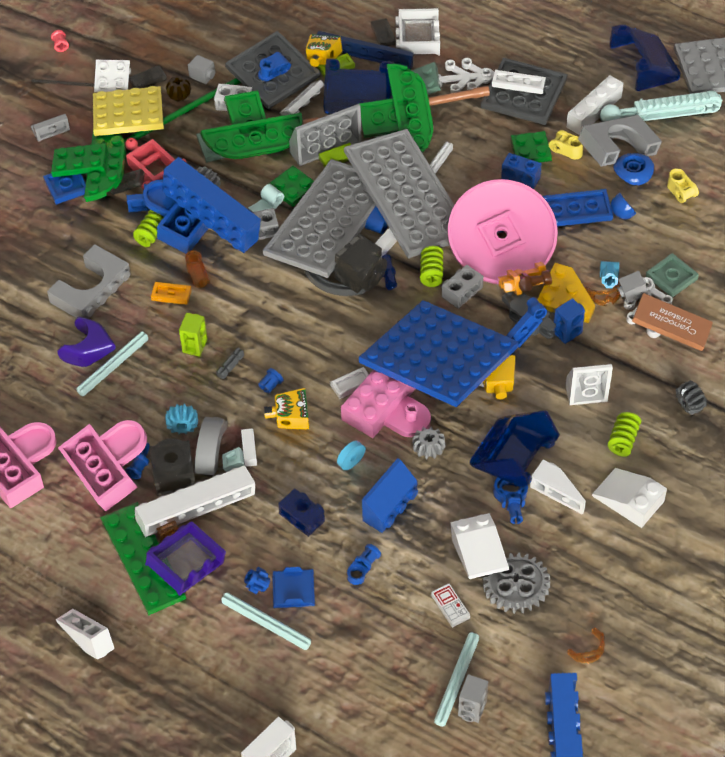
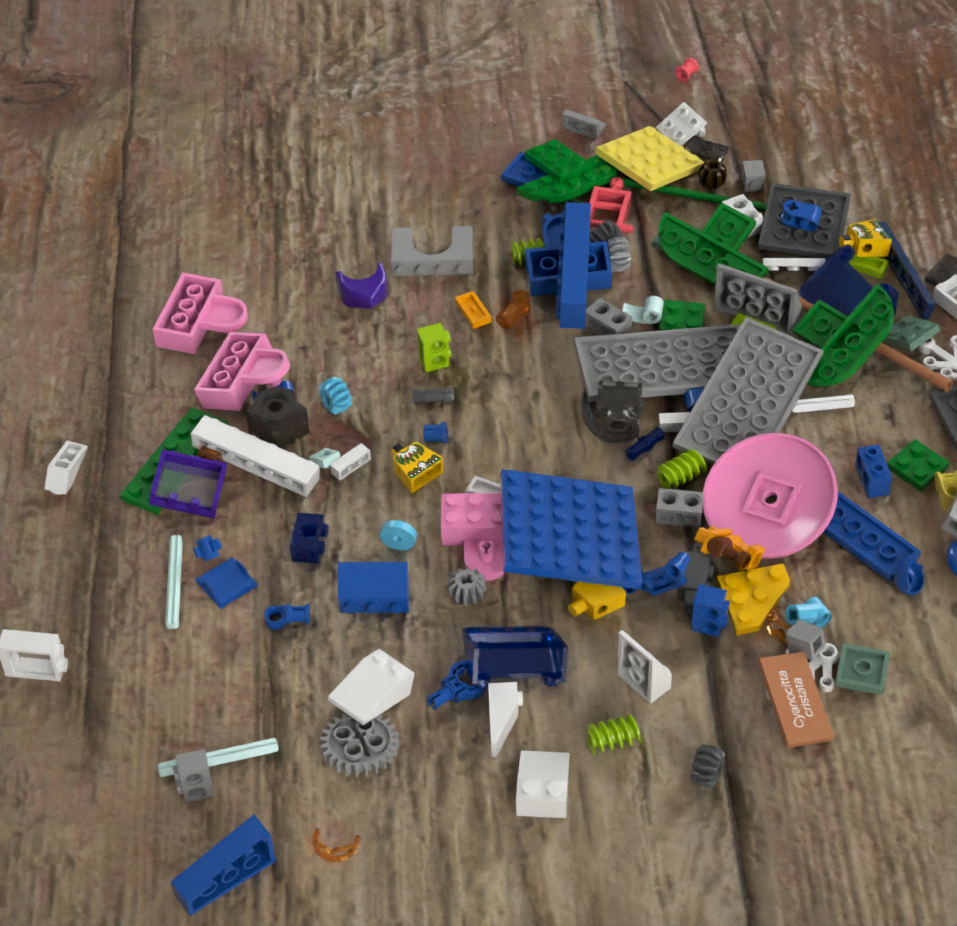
camera: 55 degrees right, 5 degrees down
(112, 364) = (367, 319): light aqua axle -> none
(209, 444) = (321, 425): light grey arch -> none
(450, 605) = (297, 707): white tile -> none

